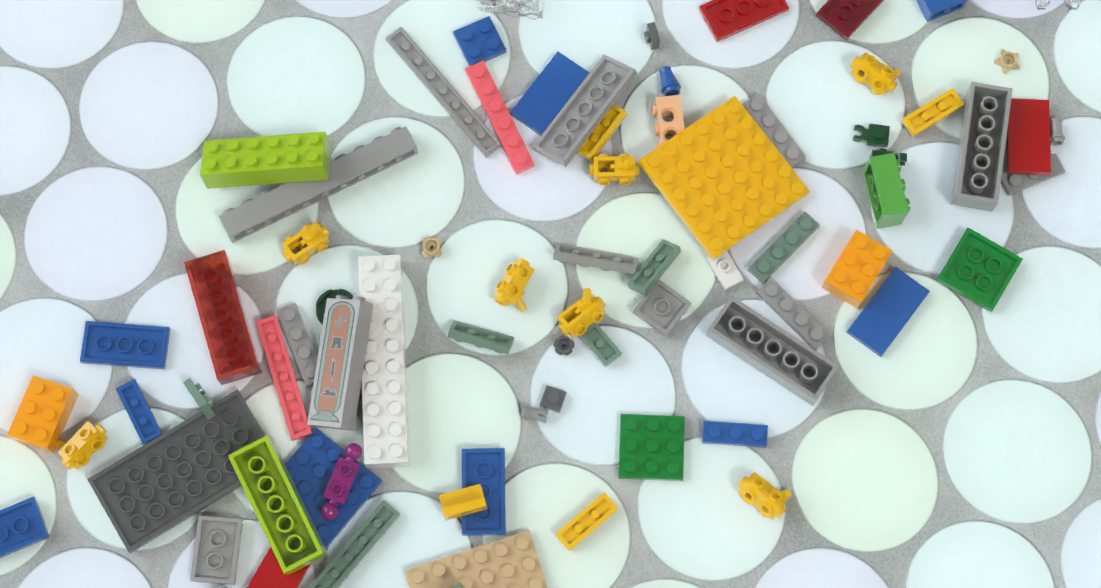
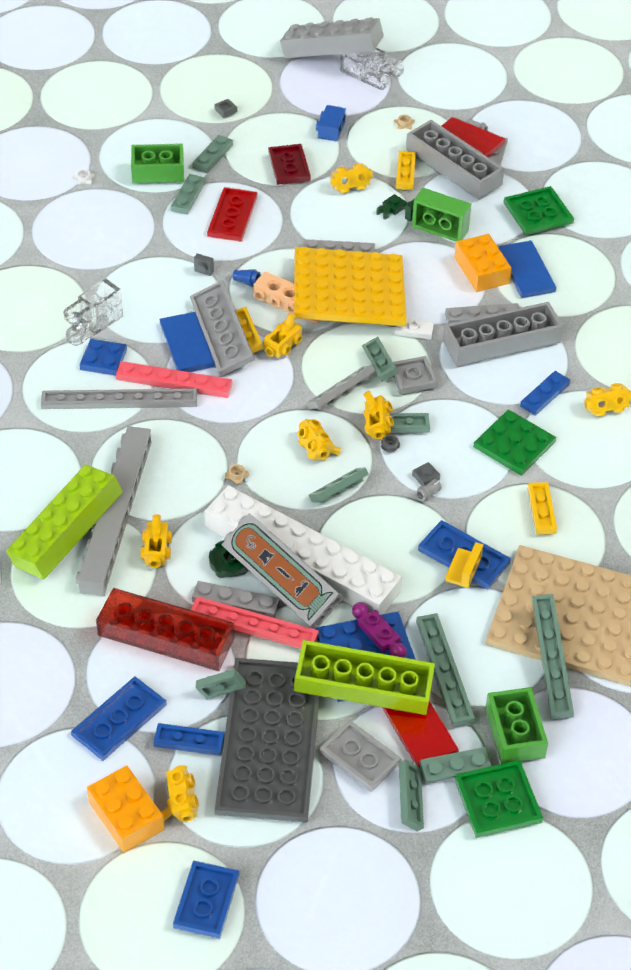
camera: 55 degrees left, 25 degrees down
(783, 247) = (429, 292): sand green plate -> none

